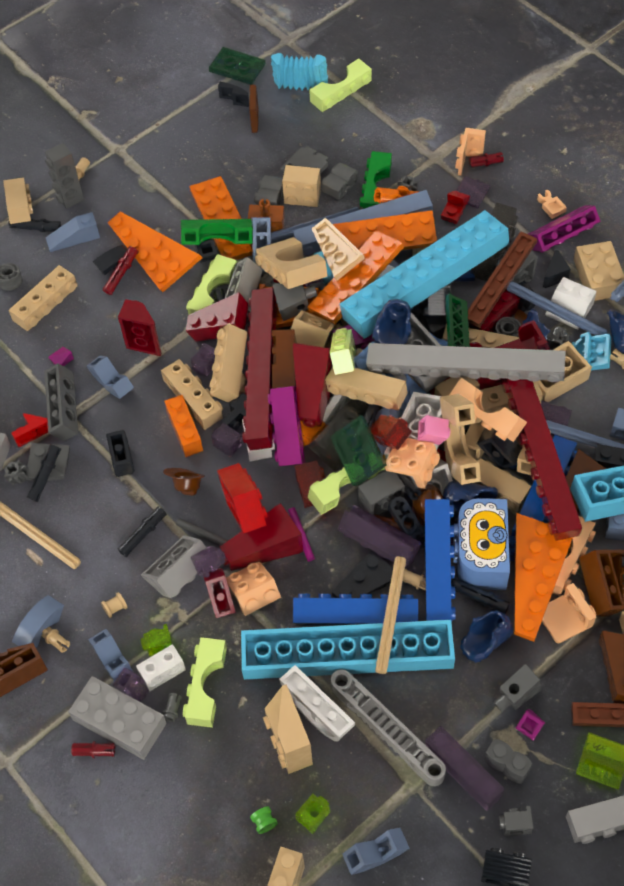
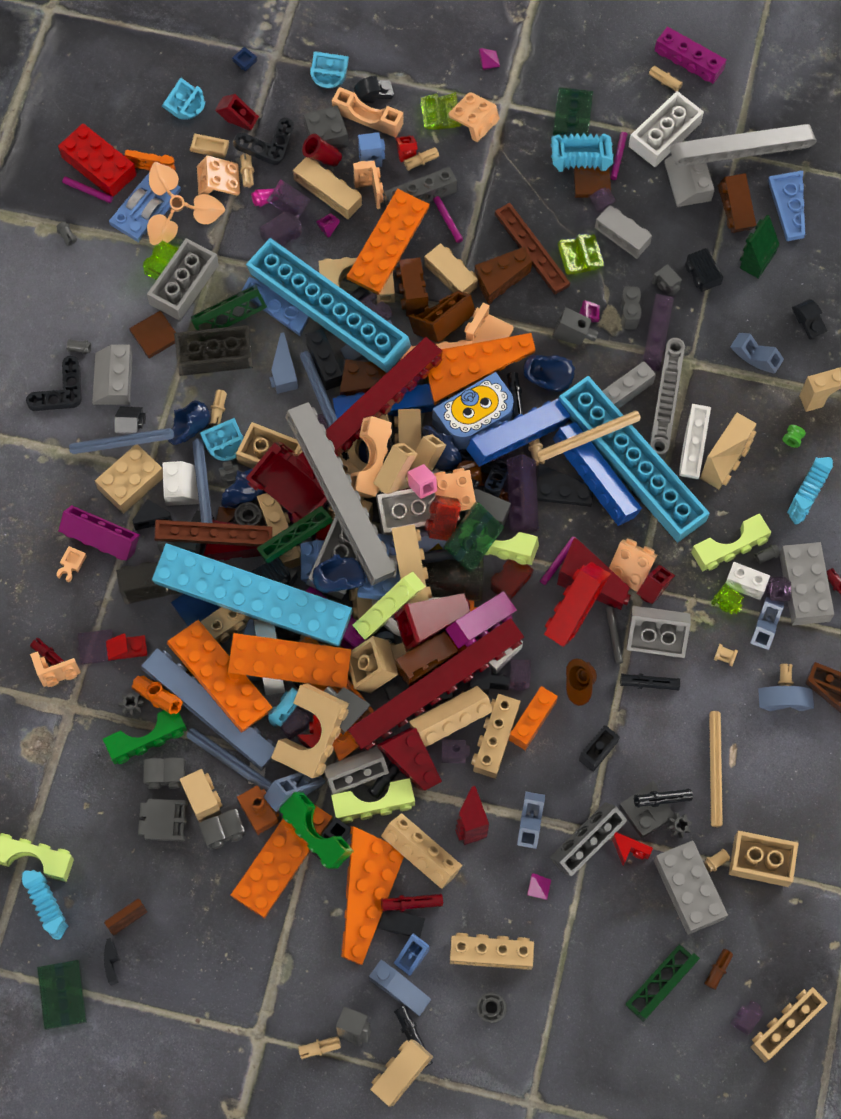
camera: 130 degrees left, 10 degrees up
(86, 255) = (412, 954): none -> medium blue slope
(150, 293) = (421, 850): none -> tan brick
(197, 782) = (810, 489): none -> medium azure piece
(208, 560) = (646, 604): clear purple brick -> none
(313, 804) = (763, 407): clear neon green brick -> none
(337, 249) = (273, 692): tan wing -> none
(423, 697) = (630, 385): none -> light grey brick

